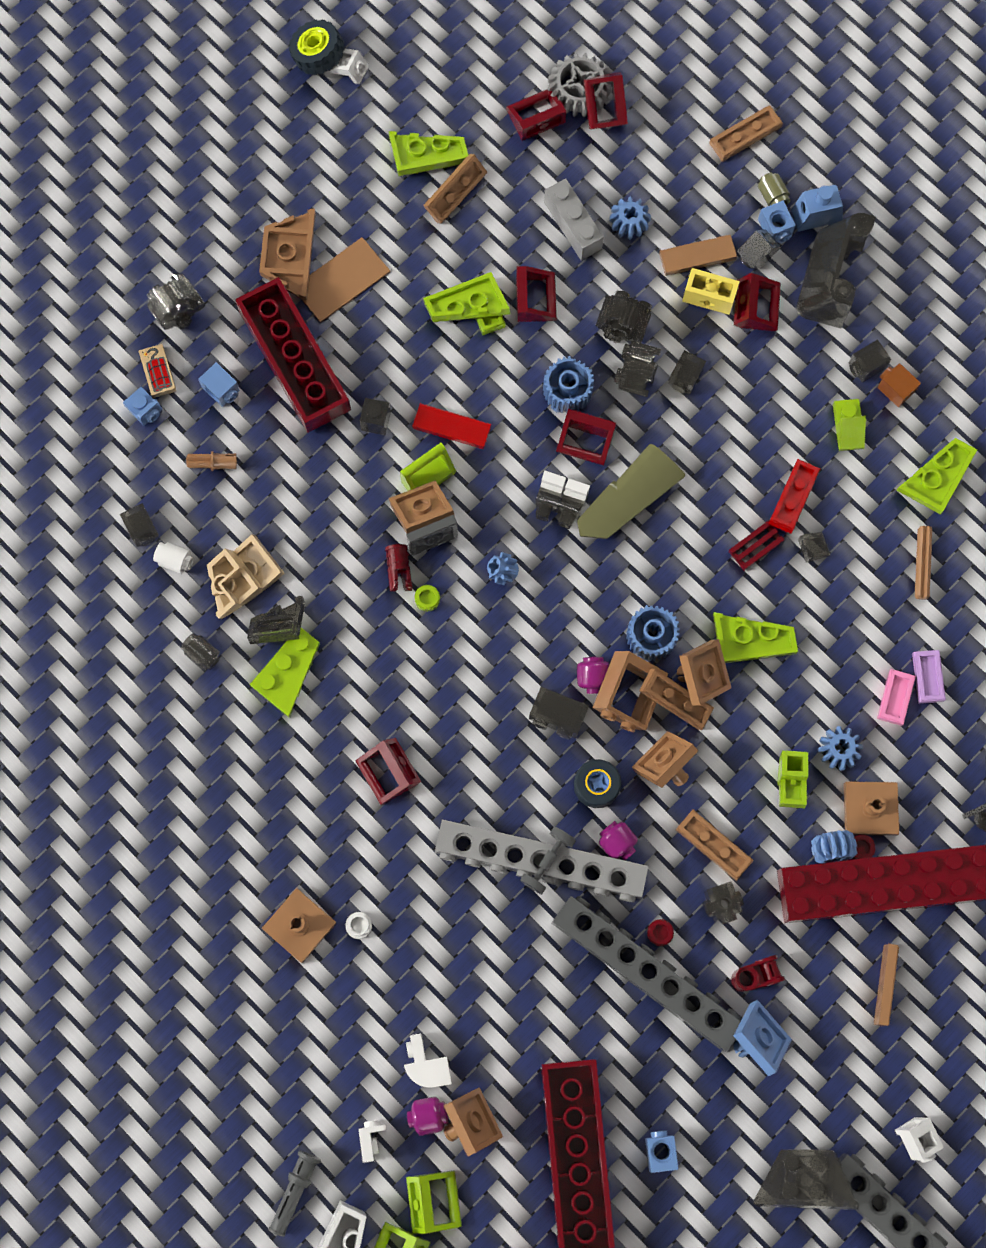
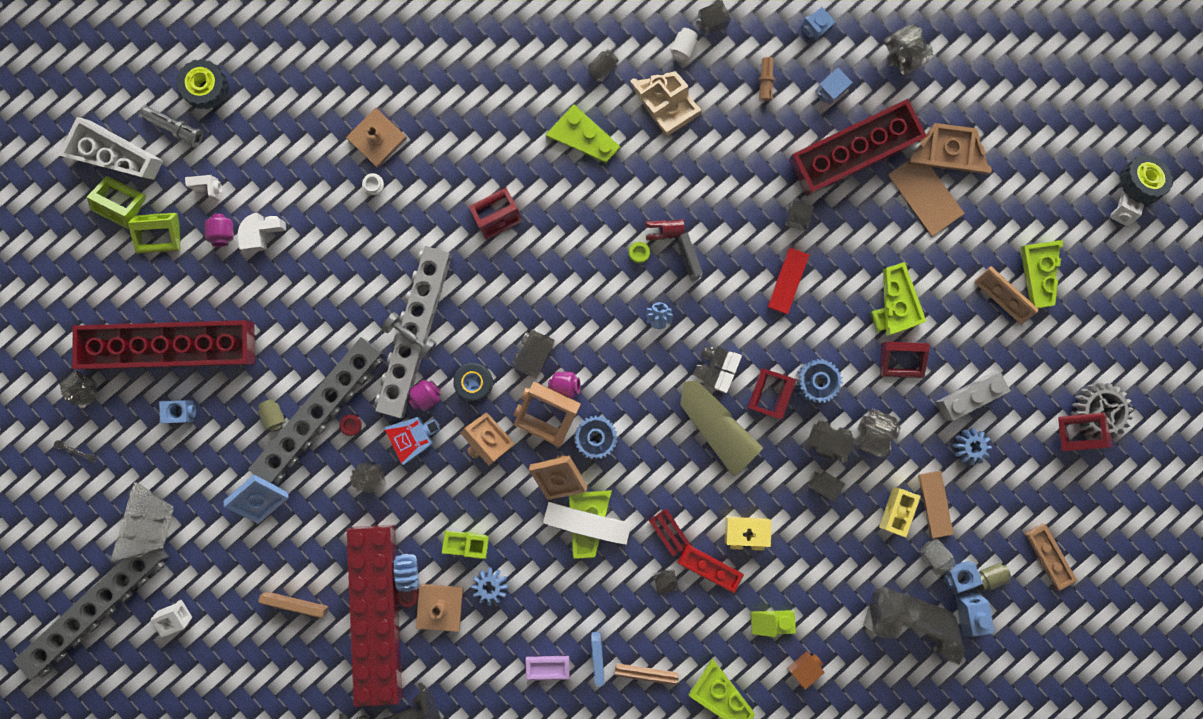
camera: 90 degrees right, 10 degrees up
(157, 371) = (849, 36): tile -> none
(222, 1159) = (193, 75): none -> black wheel
(277, 623) = (622, 129): clear smoke wing -> none
(421, 506) = (713, 248): medium nougat tile -> none
(430, 467) = (746, 257): lime tile -> none
(471, 1122) = (209, 264): medium nougat tile -> none
(539, 122) = (1067, 373): dark red tile -> none
(657, 1031) = (271, 415): none -> olive brick
(670, 853) = (411, 437): none -> torso
(675, 699) = (538, 450): medium nougat tile -> none
(714, 845) = (418, 474): medium nougat tile -> none
(743, 469) = (758, 526): none -> light yellow brick
(747, 302) = (888, 543): dark red tile -> none
(755, 640) = (587, 523): none -> white slope
(762, 973) = (310, 502): dark red piece -> none
(869, 361) = (829, 646): clear smoke brick -> none
(896, 697) = (531, 638): bright pink tile -> none
(911, 614) = (597, 658): none -> medium blue tile

